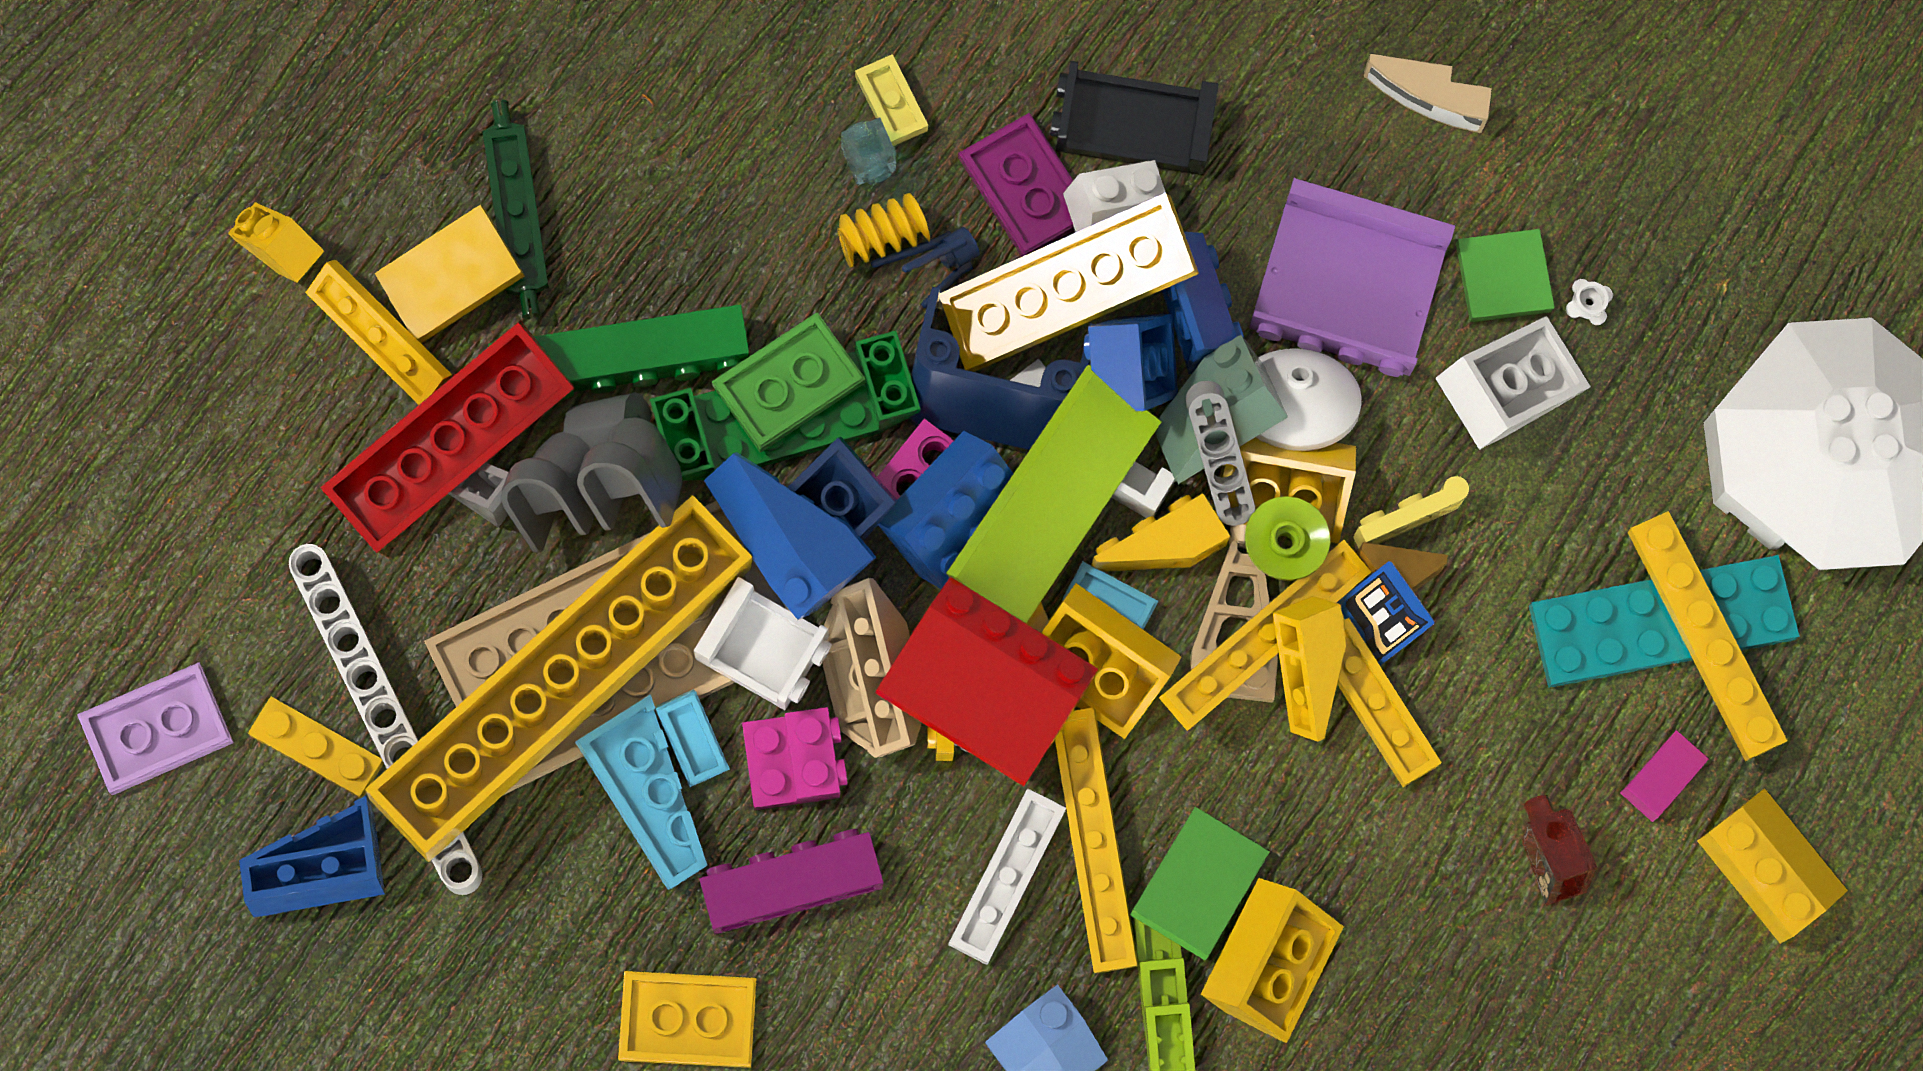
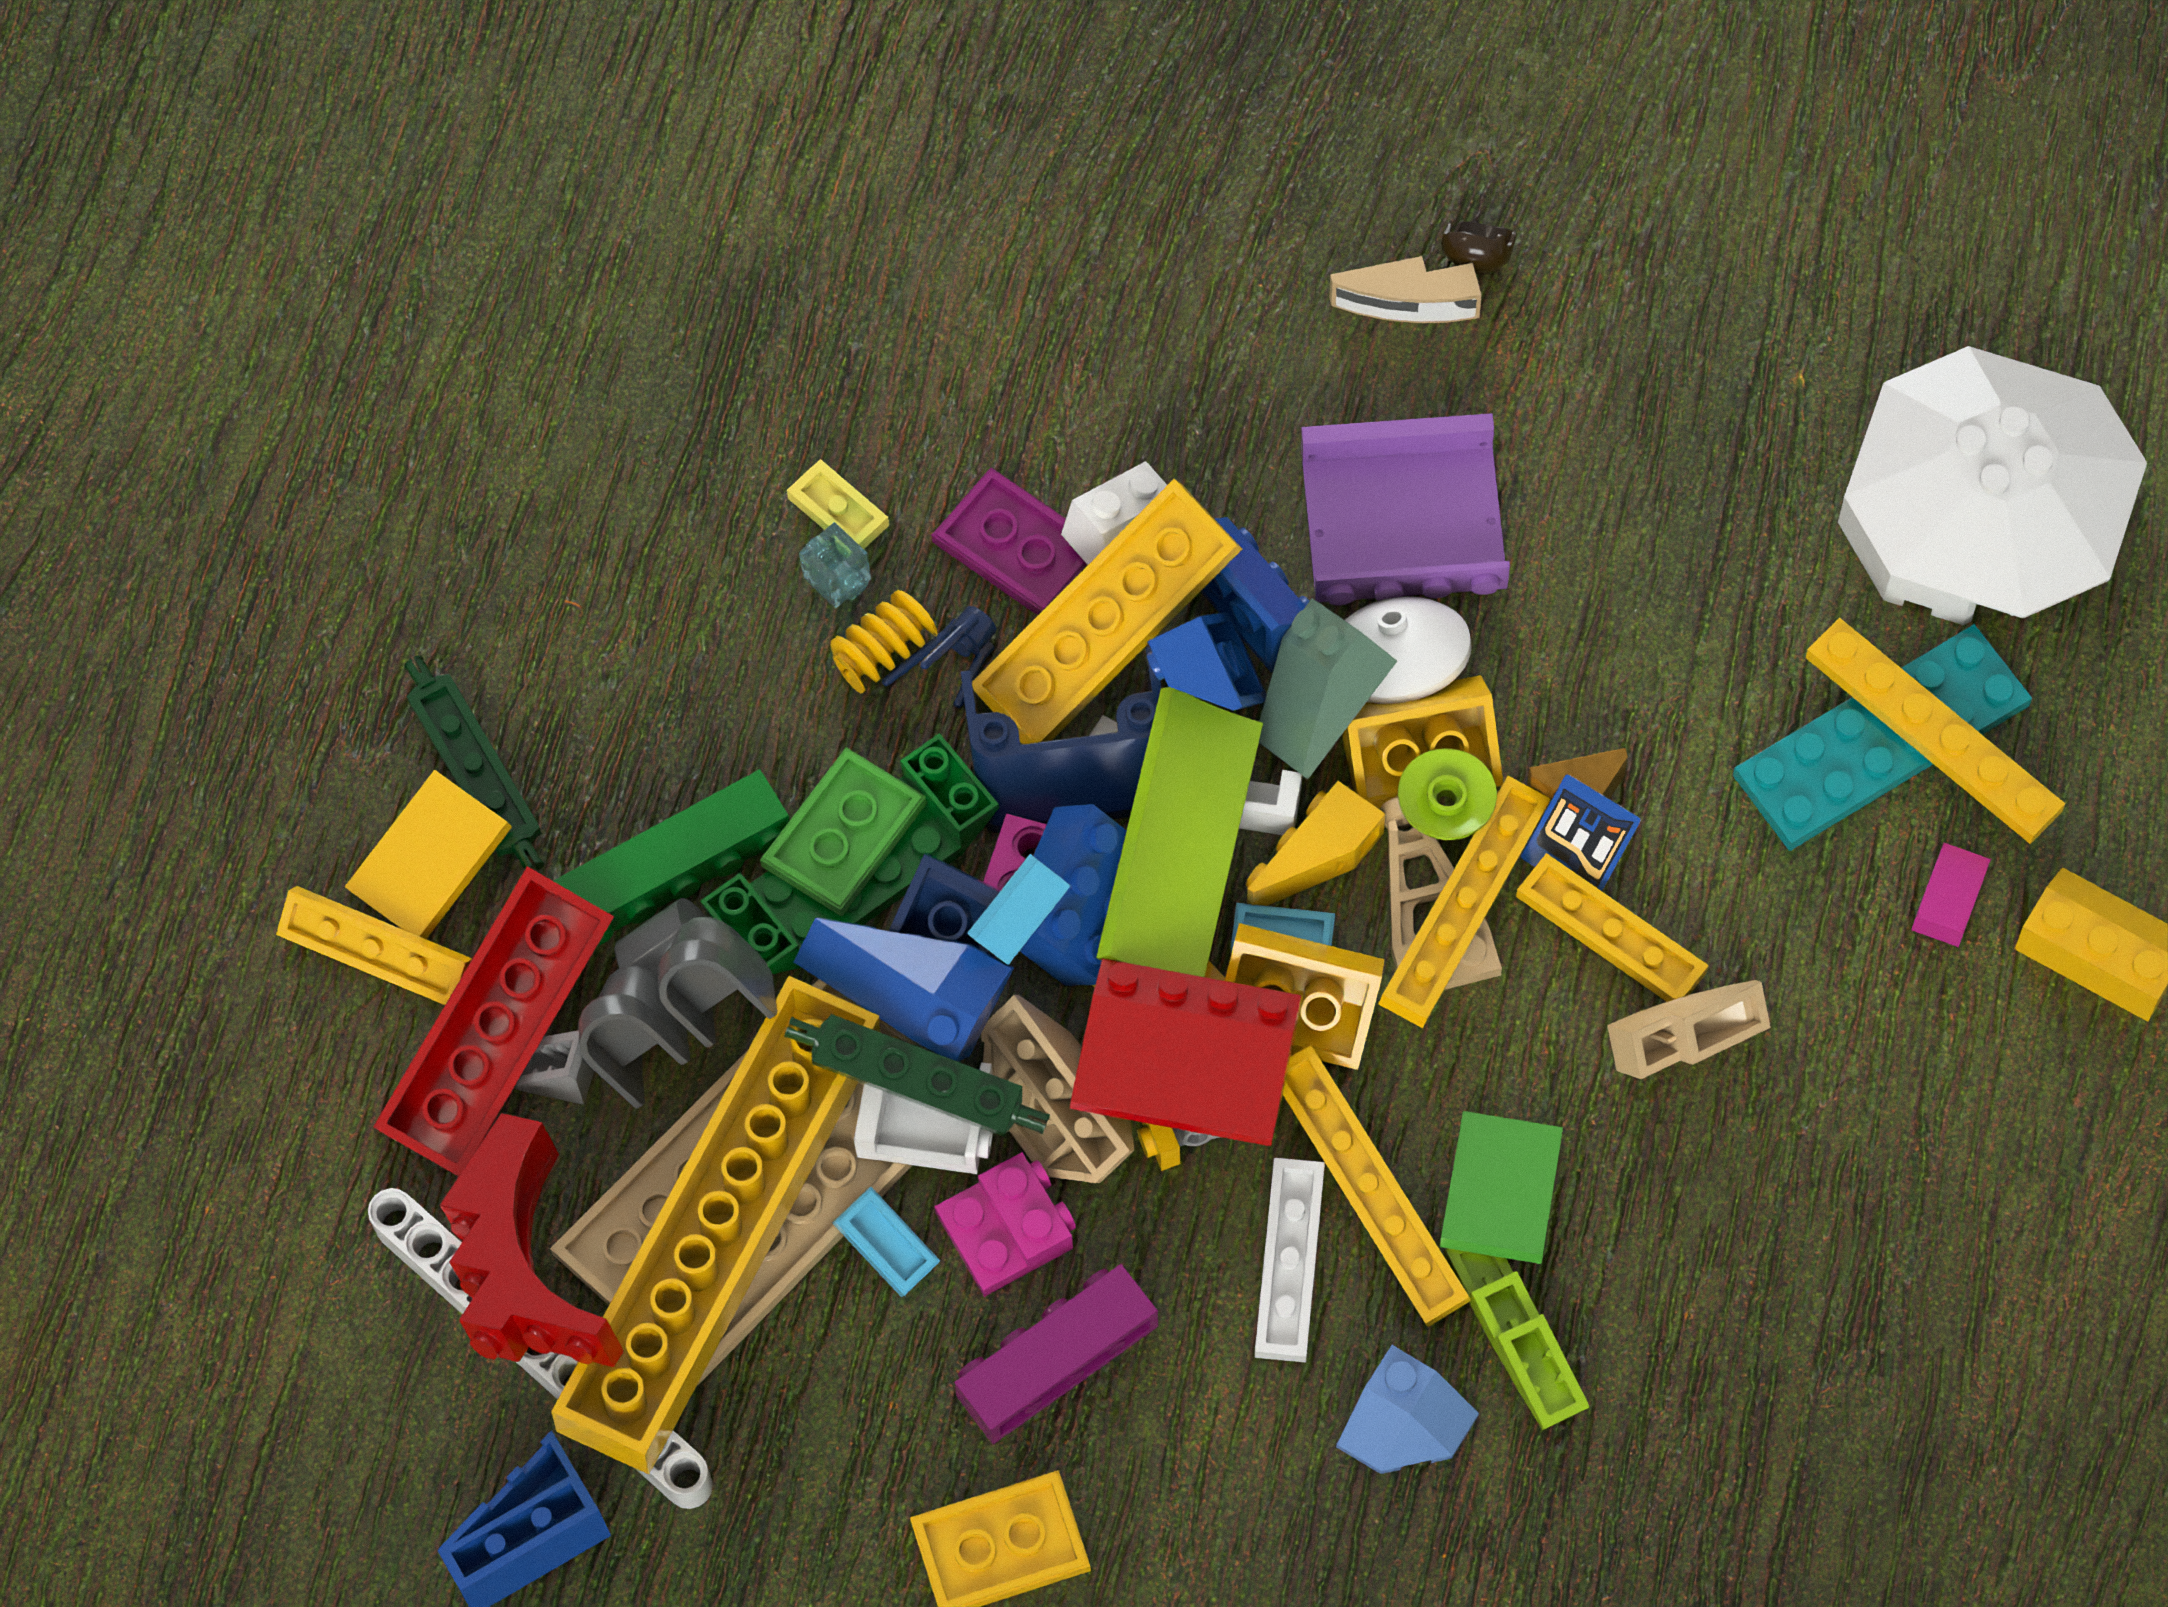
camera: 10 degrees left, 10 degrees down
(155, 728) = (285, 1456): lavender tile -> none
(276, 241) = (223, 891): yellow slope -> none
(316, 747) = (472, 1409): yellow plate -> none
(371, 643) = (493, 1216): none -> red arch
(640, 780) = (846, 1304): medium azure wing -> none
(762, 619) = (917, 1075): none -> dark green plate
(896, 513) = (1018, 909): none -> medium azure tile
(1134, 120) = (1105, 433): black panel -> none
(1222, 453) = (1338, 727): light grey beam -> none
(1272, 959) = (1613, 1237): yellow slope -> none
(1311, 658) = (1526, 911): yellow slope -> none
(1403, 809) = (1688, 1028): none -> tan slope
(1412, 513) = (1570, 721): light yellow plate -> none
(1504, 72) = (1478, 244): none -> dark brown hair
(1504, 275) = (1565, 449): bright green tile -> none
(1512, 382) = (1618, 552): white slope -> none
(1557, 851) = (1871, 1010): clear red torso -> none
(1589, 290) = (1670, 431): white plate -> none

